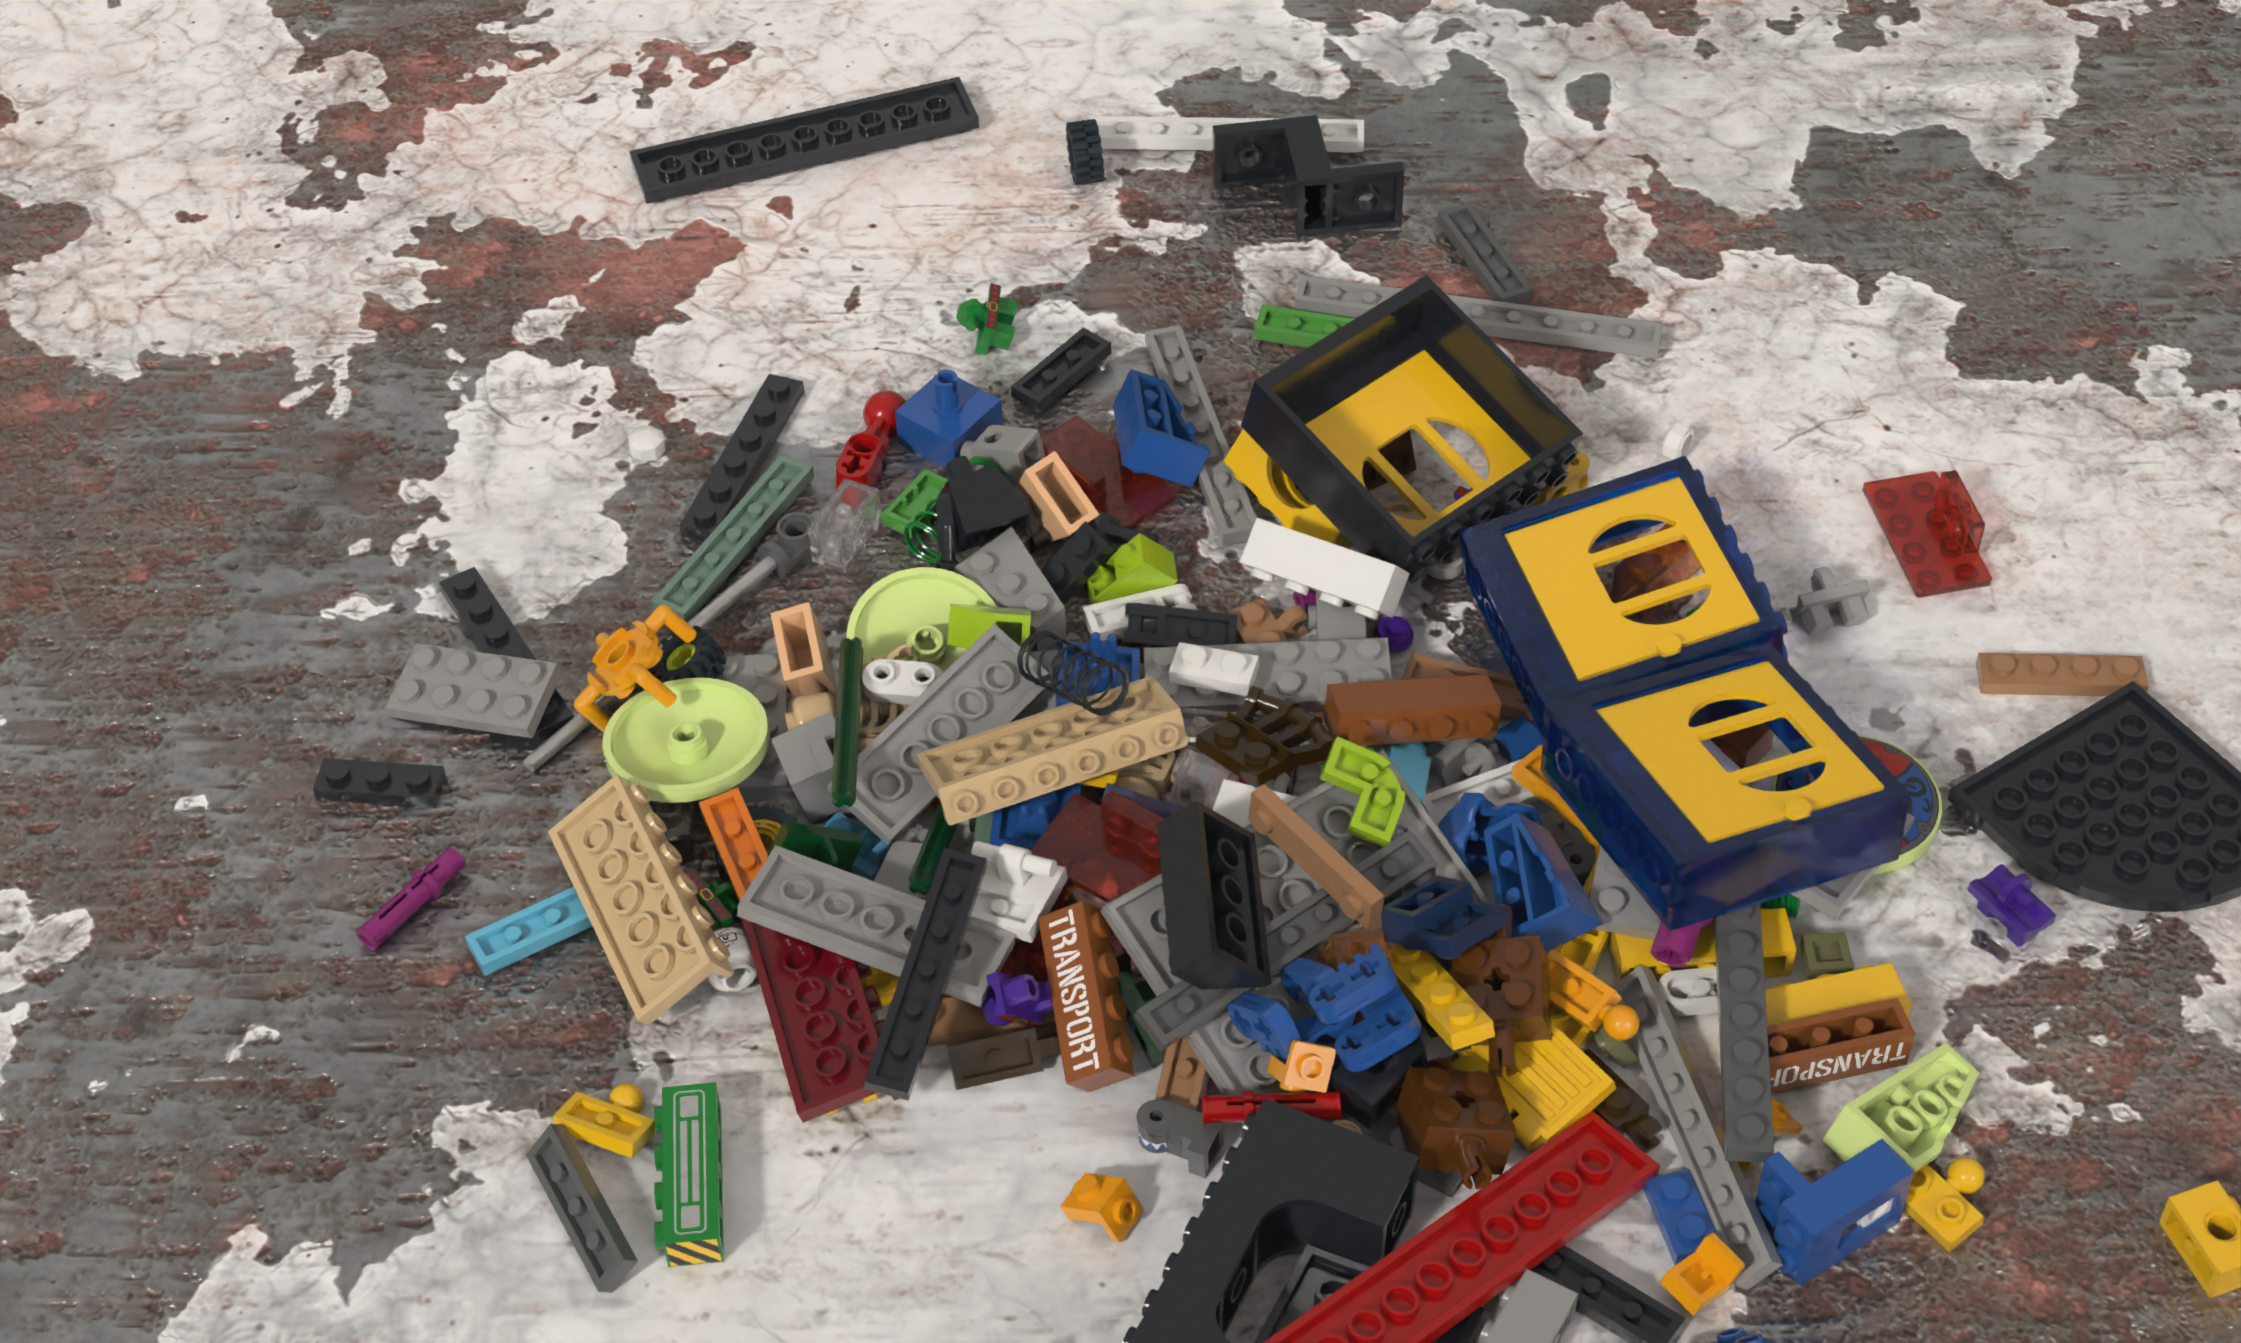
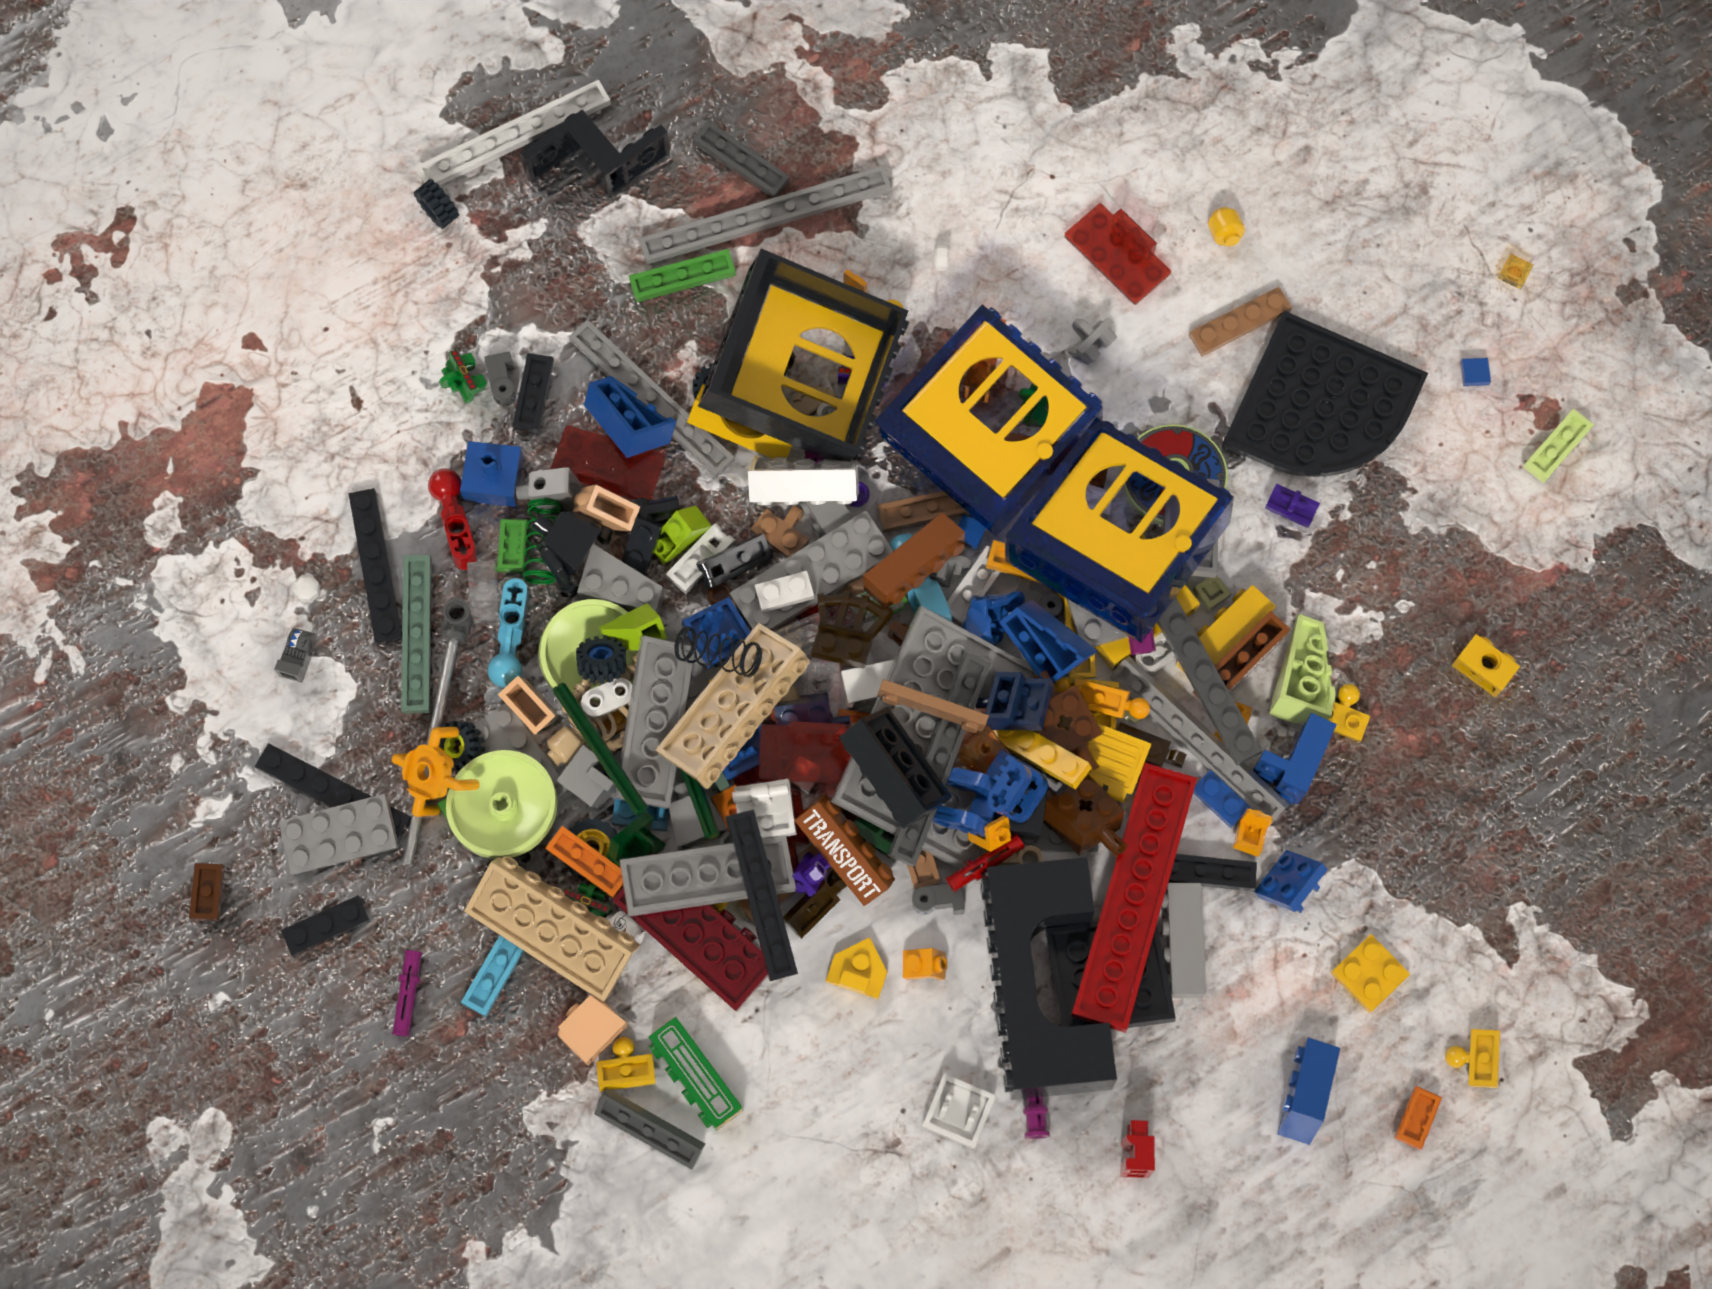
camera: 35 degrees left, 25 degrees up
(271, 672) = (207, 892): none -> reddish brown panel
(578, 498) = (296, 655): none -> dark grey leg
(600, 1050) = (590, 1028): none -> light nougat torso
(803, 140) = (232, 281): black plate -> none
(861, 565) = (505, 666): none -> medium azure beam
(925, 635) = (601, 659): none -> black bush
(1006, 1167) = (858, 969): none -> yellow plate
(1032, 337) = (501, 386): none -> dark grey leg
(1375, 784) = (936, 636): lime plate -> none
(2101, 561) = (1226, 226): none -> yellow head

